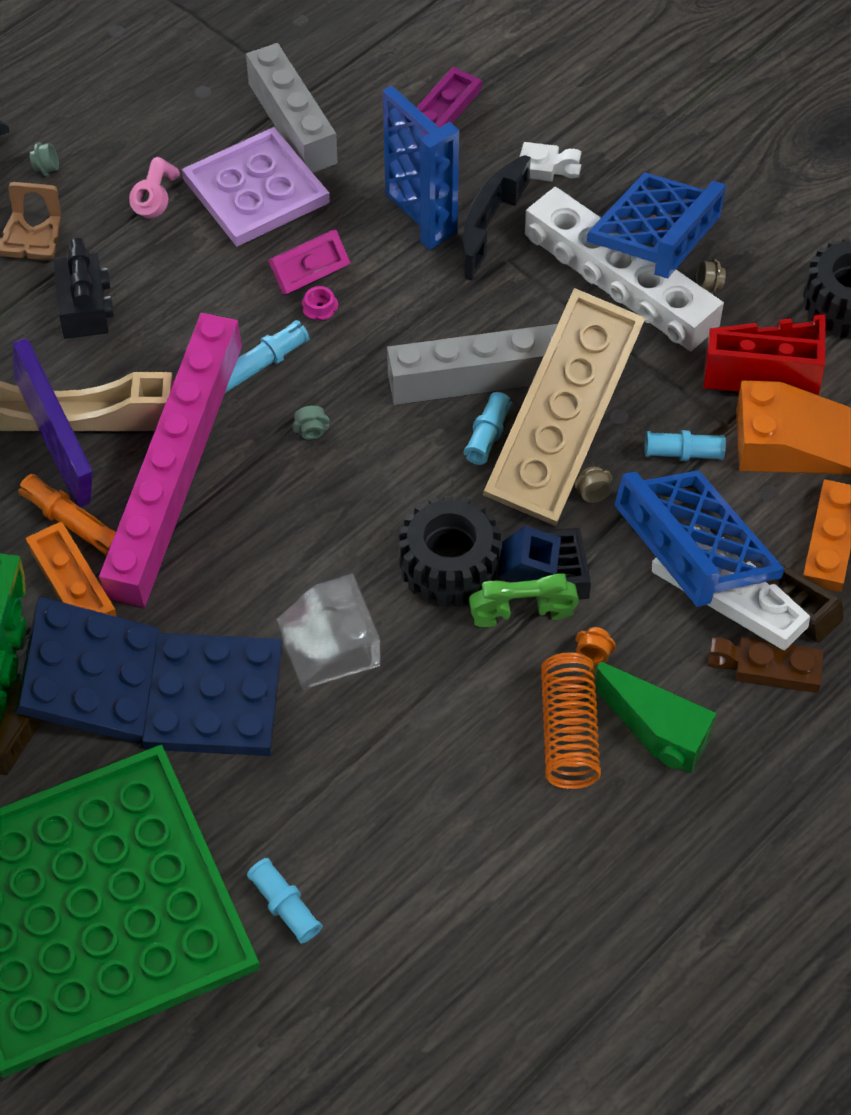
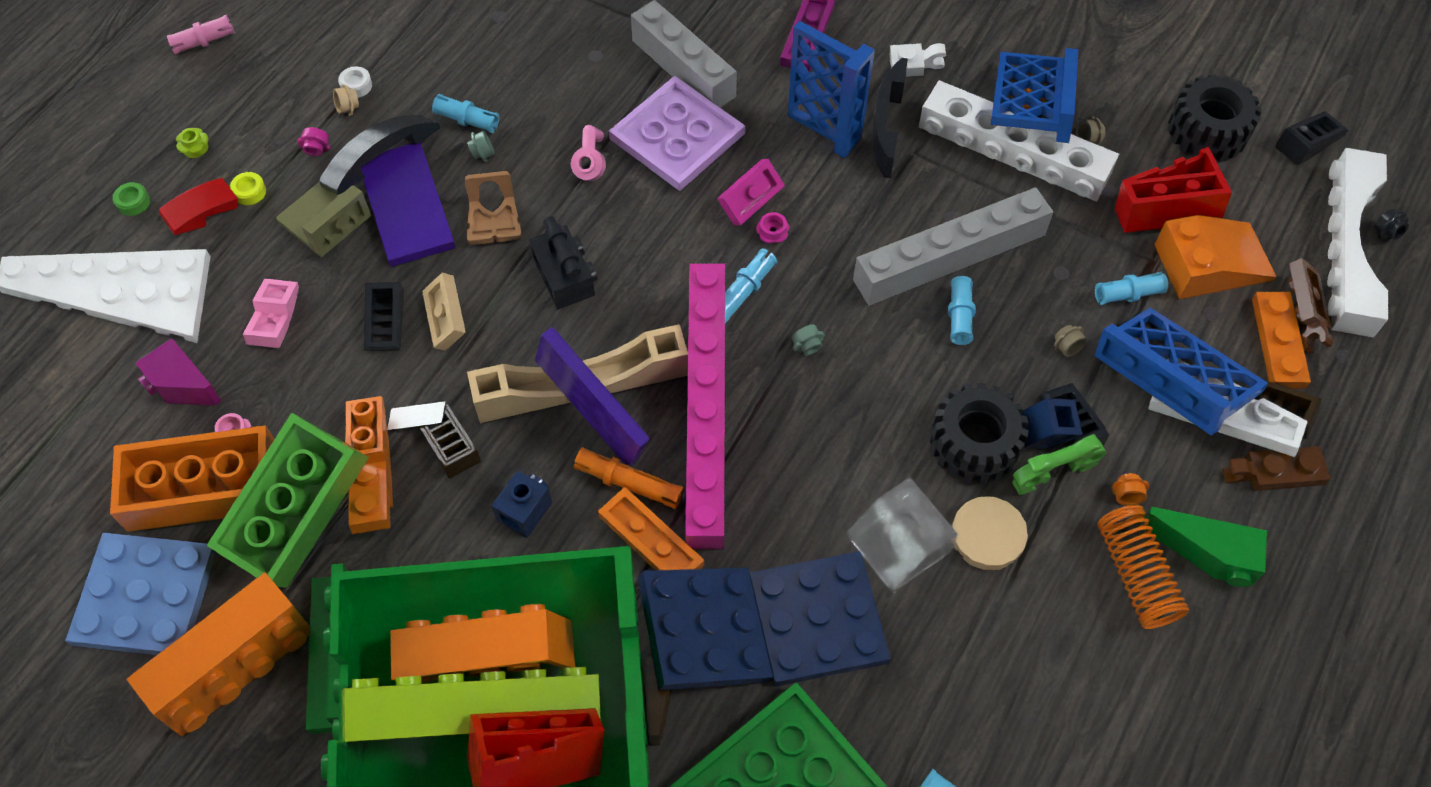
camera: 15 degrees left, 5 degrees up
(41, 122) = (465, 113): none -> medium azure pin
(425, 654) = (989, 533): none -> tan tile
(564, 407) = (1029, 279): tan plate -> none

